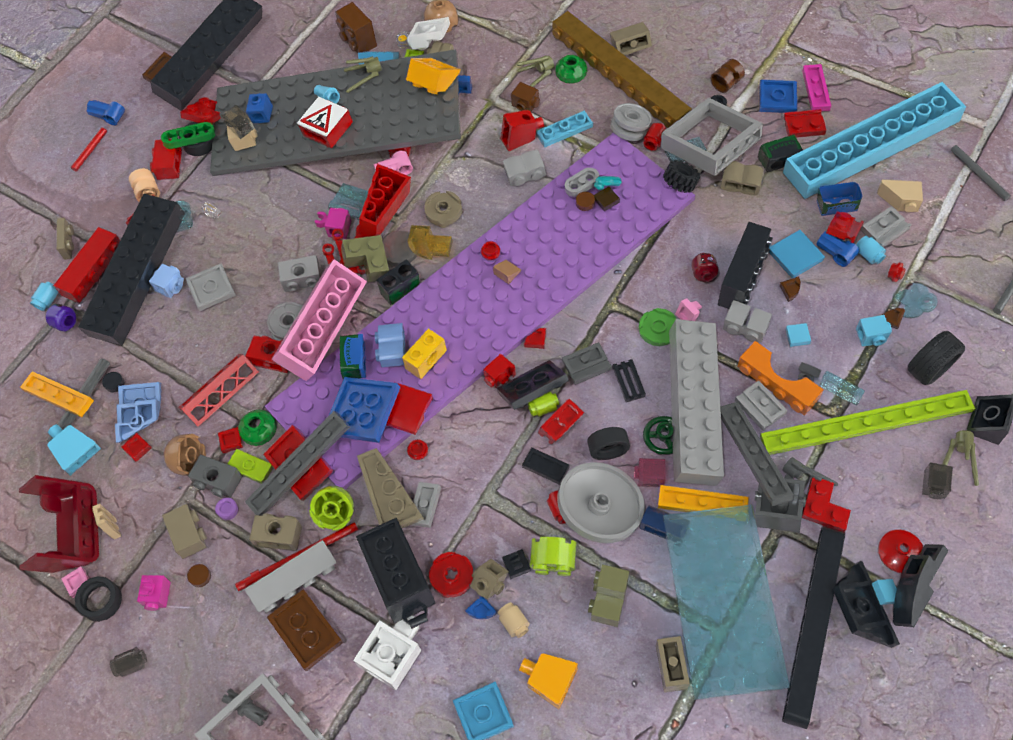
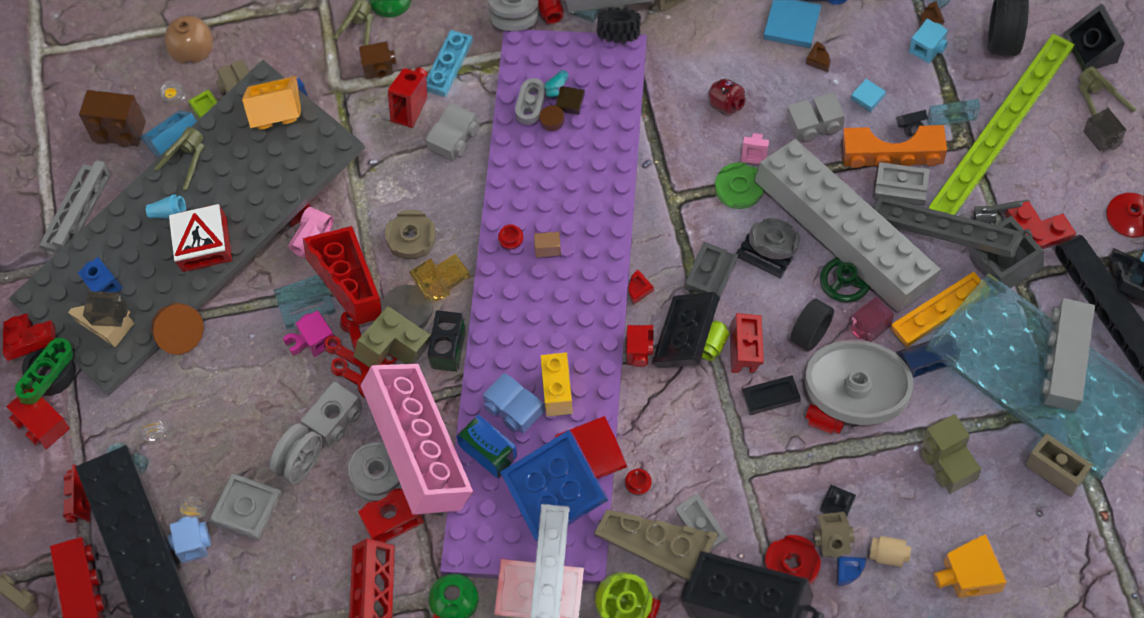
camera: 45 degrees left, 0 degrees up
(143, 183) = (44, 464): light nougat wheel -> none
(186, 266) = (193, 507): none -> clear tile
(257, 278) = (296, 453): none -> light grey wheel
(272, 164) = (177, 328): none -> dark orange tile
(299, 64) = (80, 209): none -> light grey fence
(426, 31) = (199, 63): white plate -> none
(553, 555) = (868, 463): lime brick -> none
(643, 374) = (774, 238): none -> flat silver tile
(745, 265) = (766, 66): black brick -> none
(749, 599) = (1068, 354): none -> light grey brick

